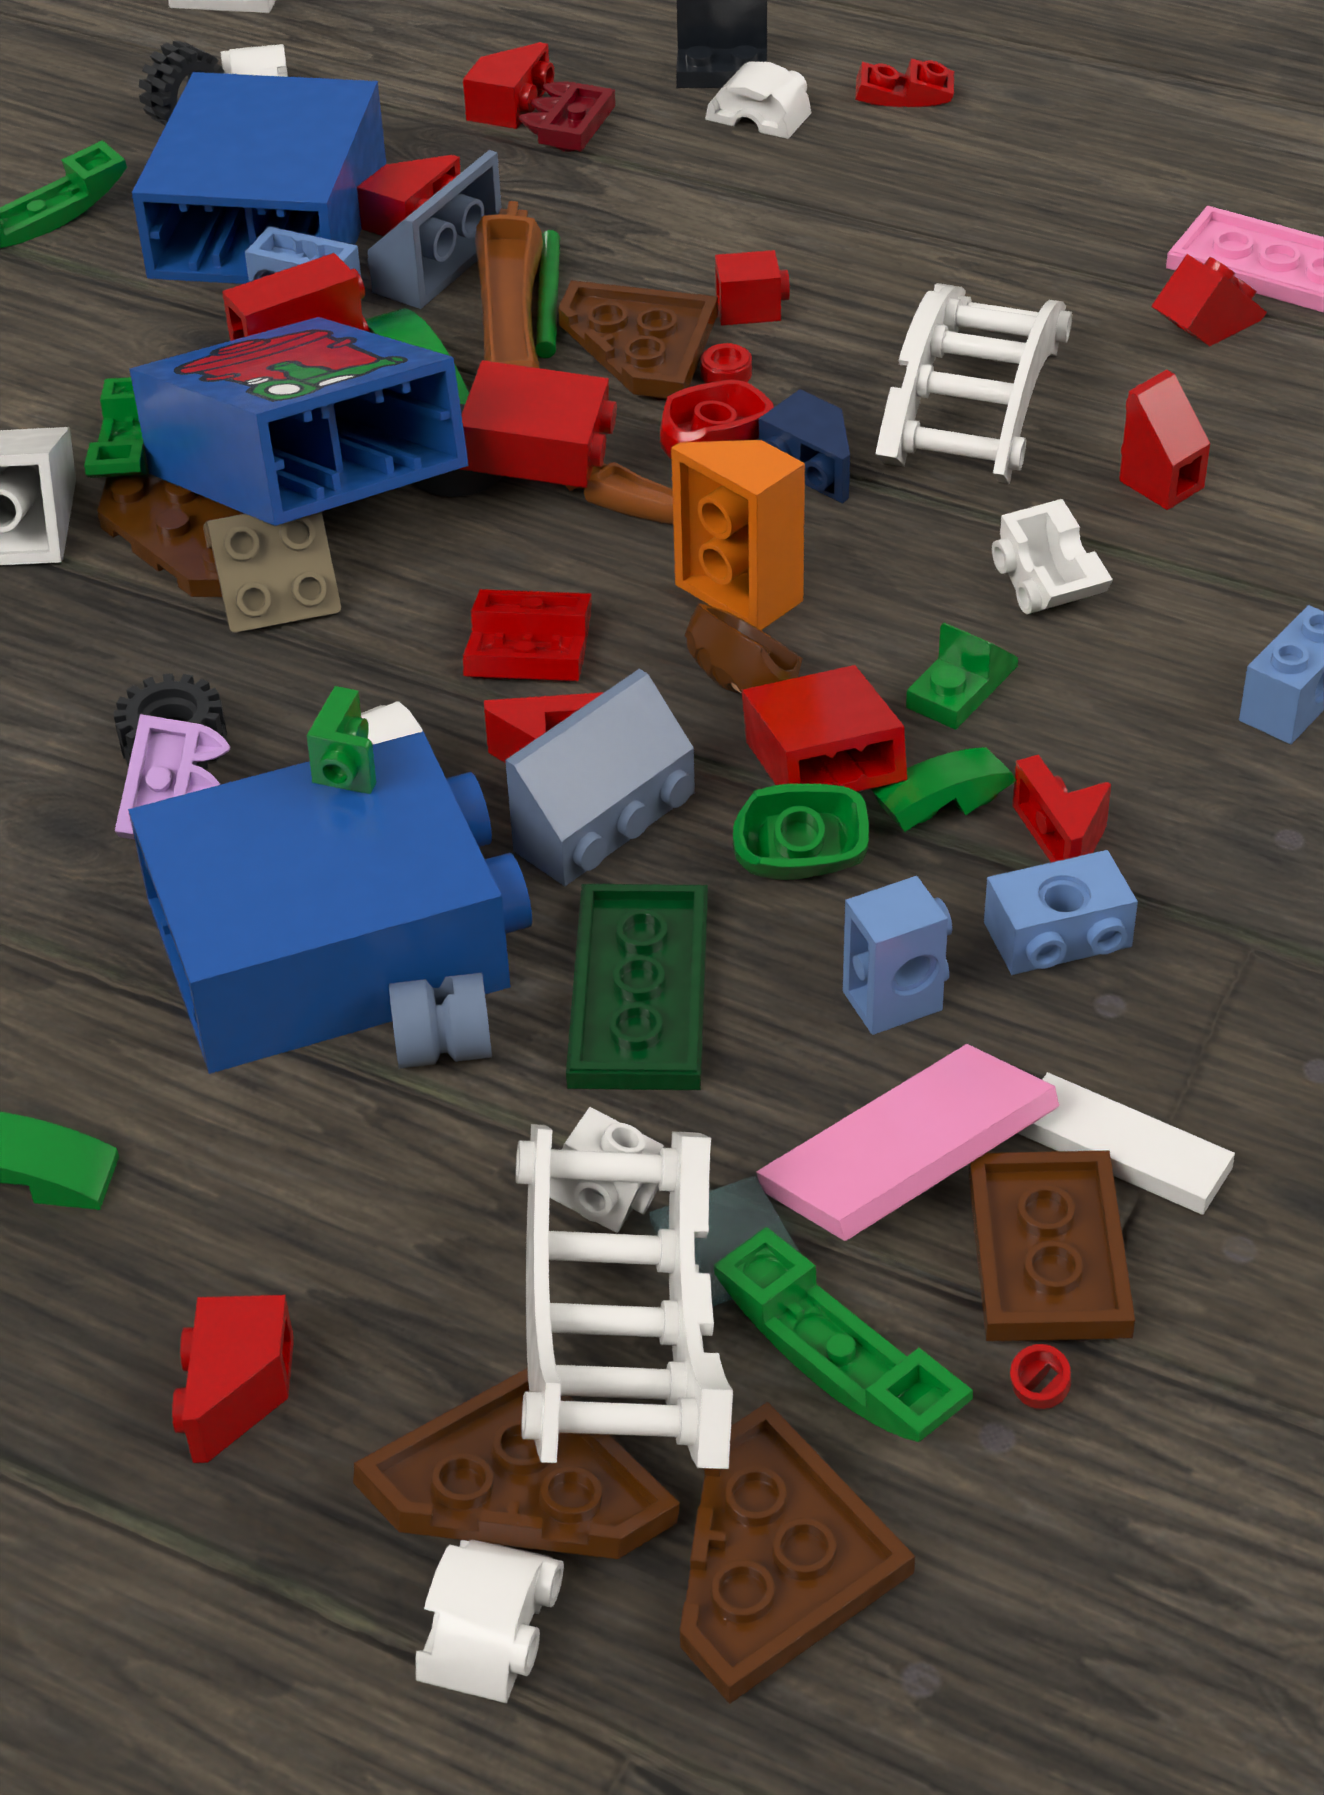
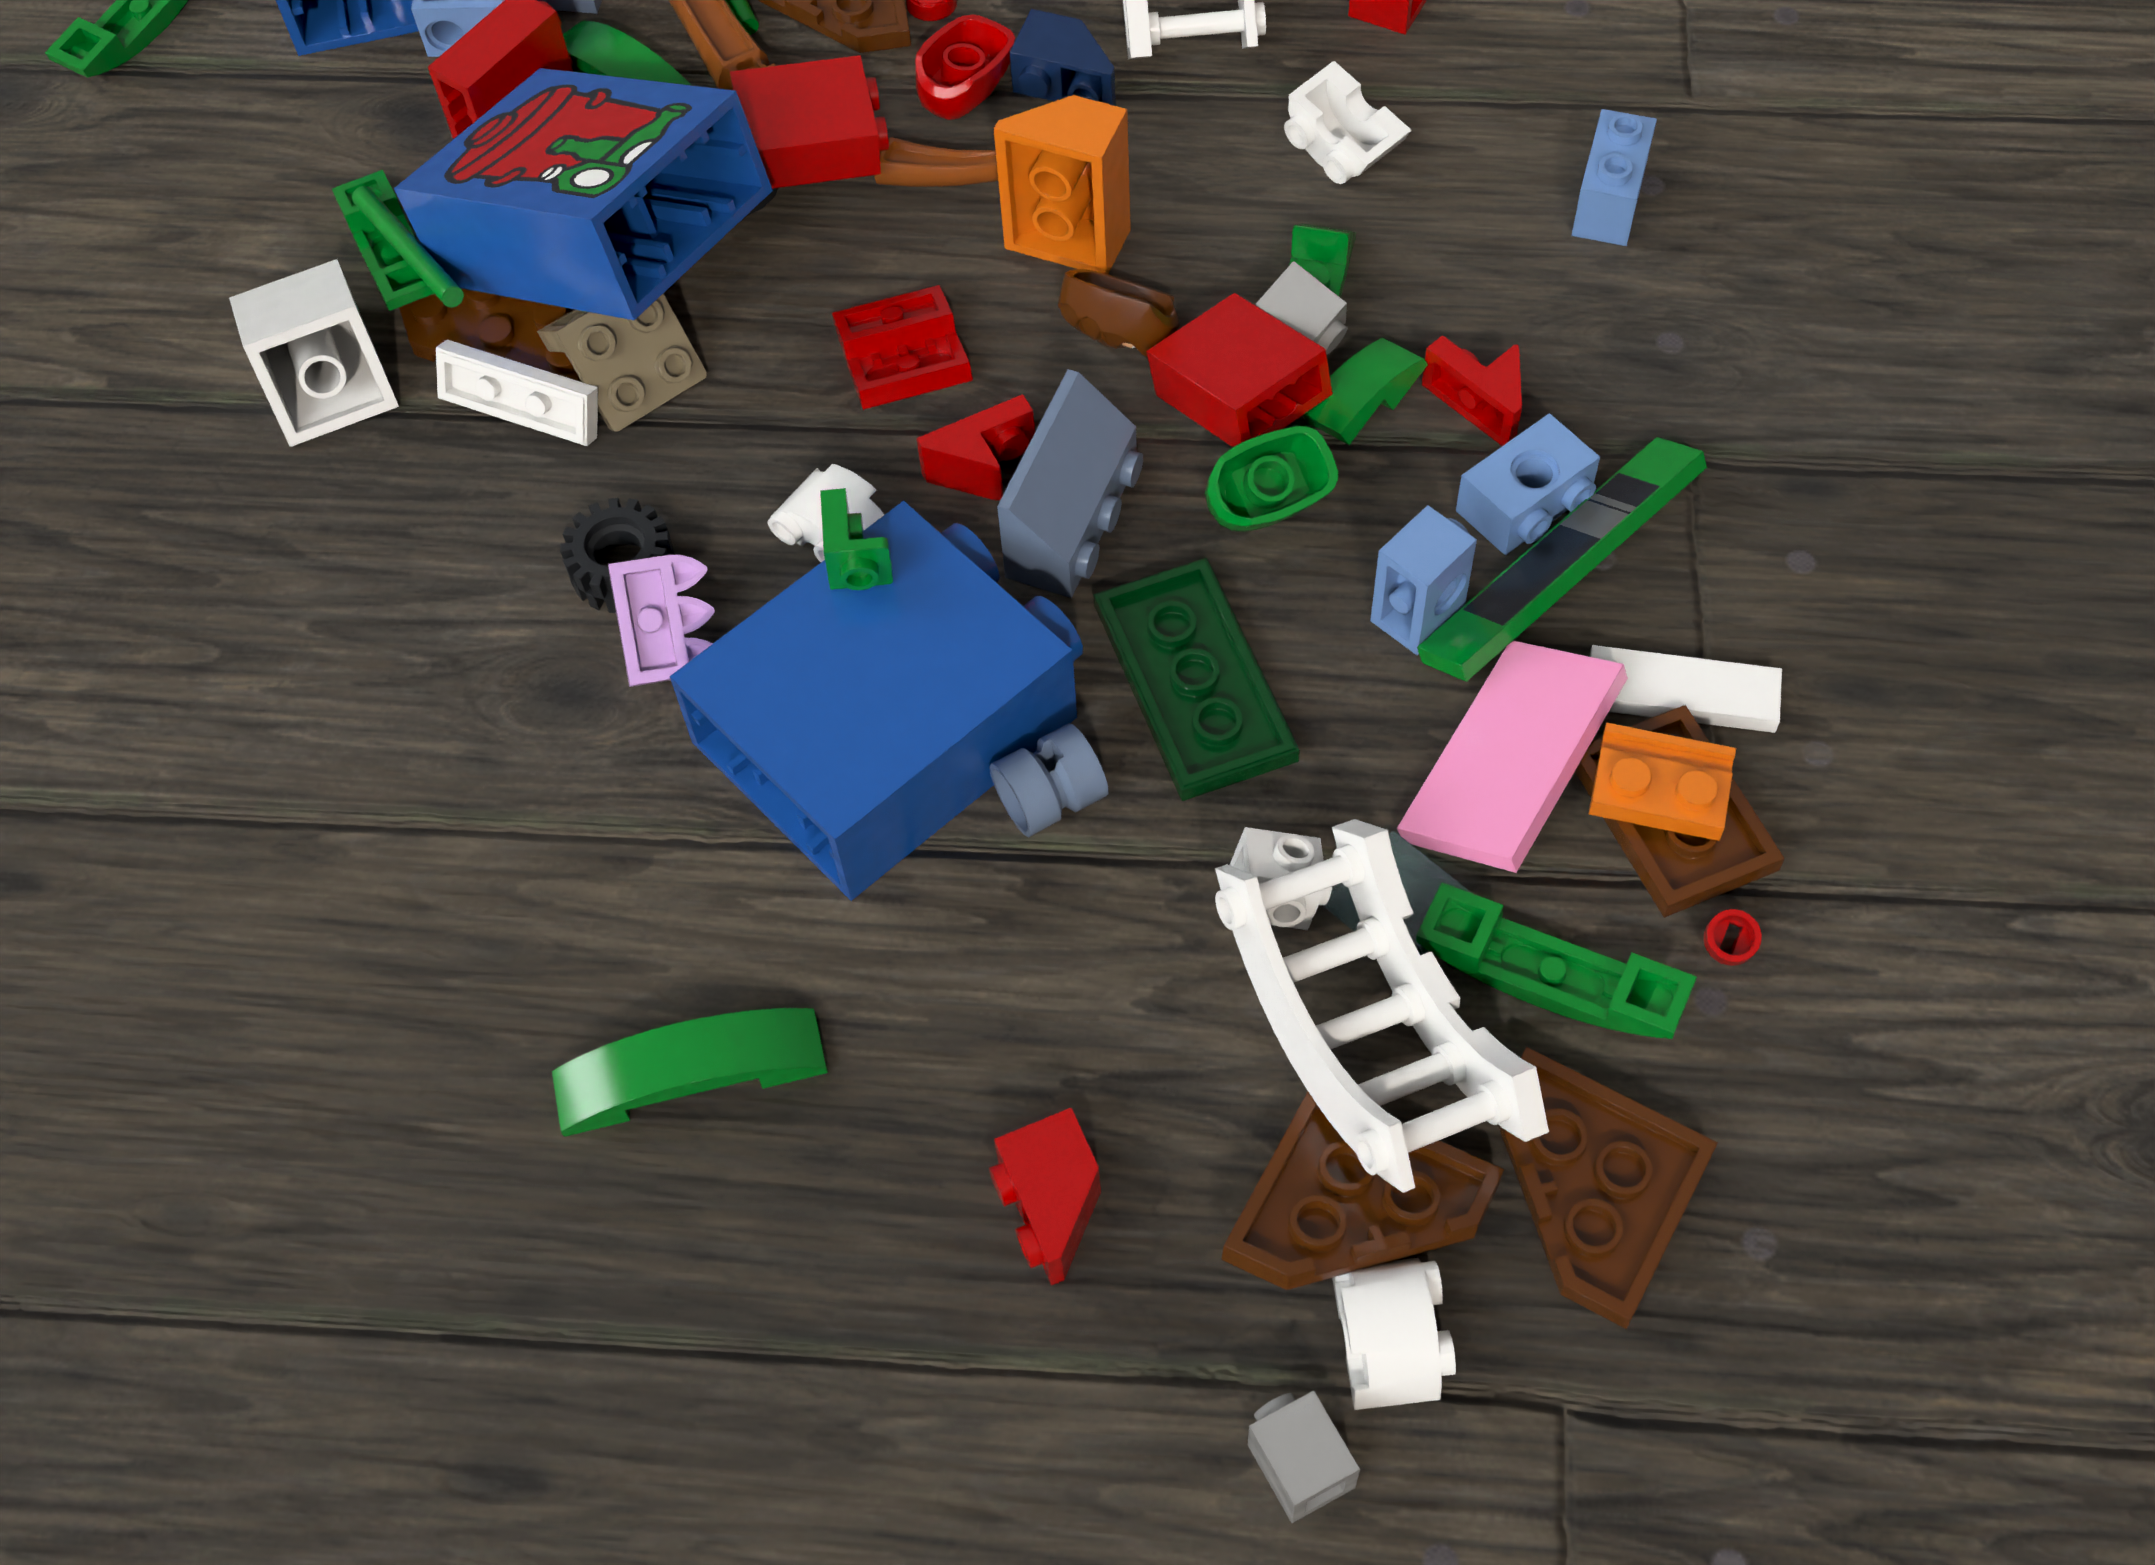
camera: 20 degrees left, 15 degrees up
(129, 430) = (408, 247): none -> green bar
(162, 574) = (517, 392): none -> white tile
(329, 1690) = (1301, 1454): none -> light grey brick
(918, 701) = (1306, 307): none -> light grey brick
(1041, 1207) = (1662, 781): none -> orange plate
(1061, 988) = (1561, 558): none -> tile

